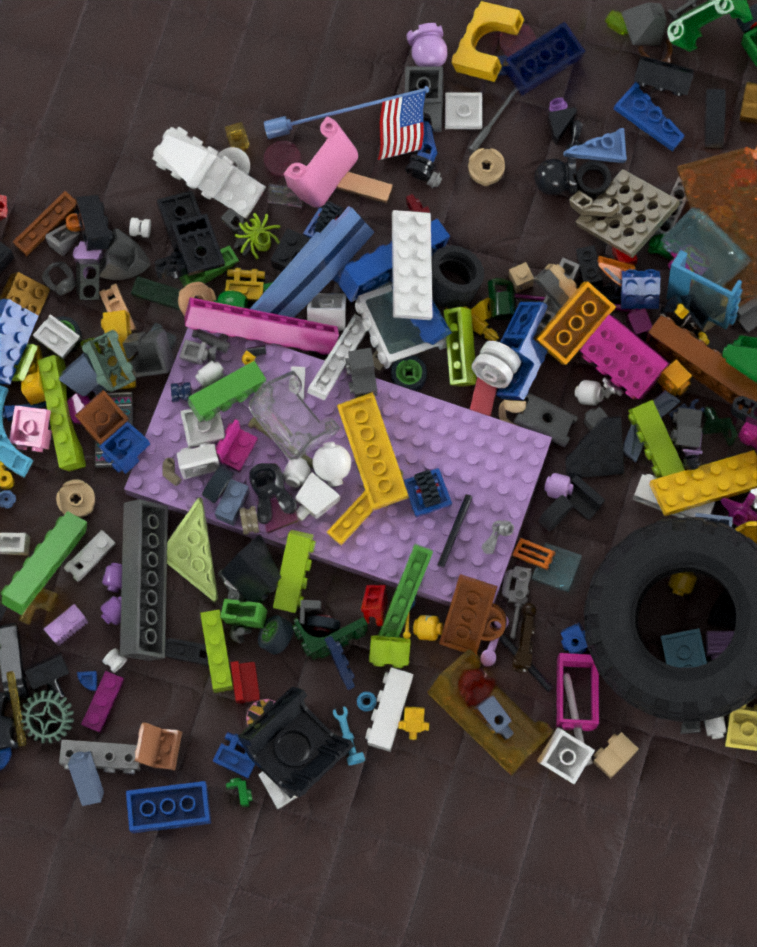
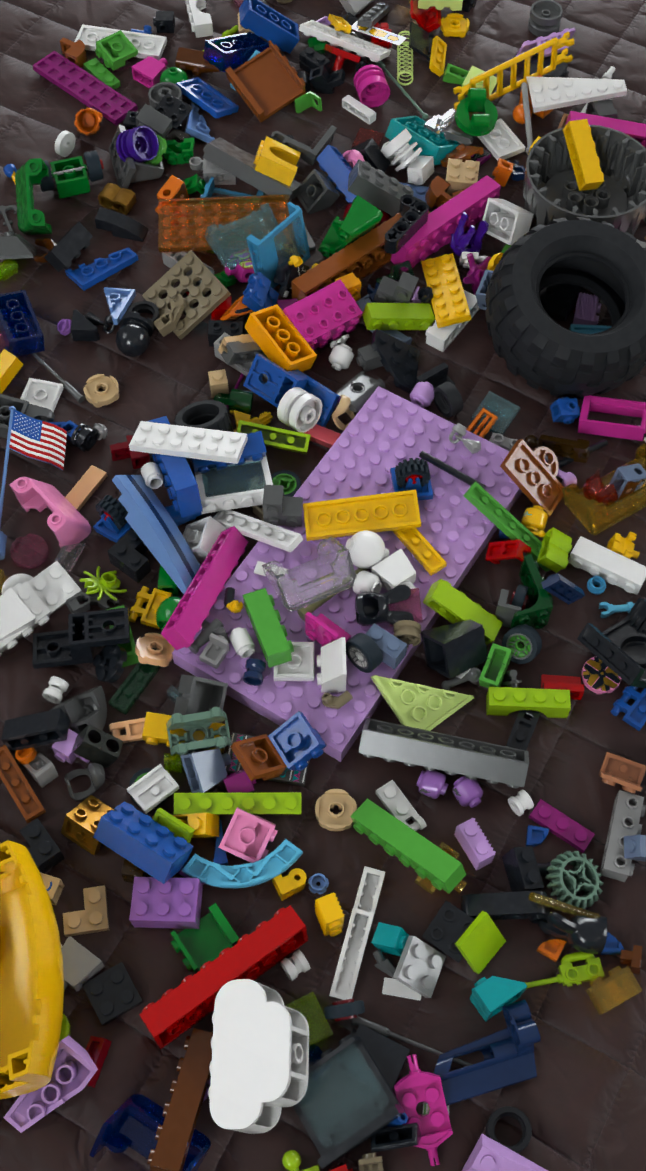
camera: 80 degrees left, 15 degrees down
(373, 241) = (152, 475): none -> white brick

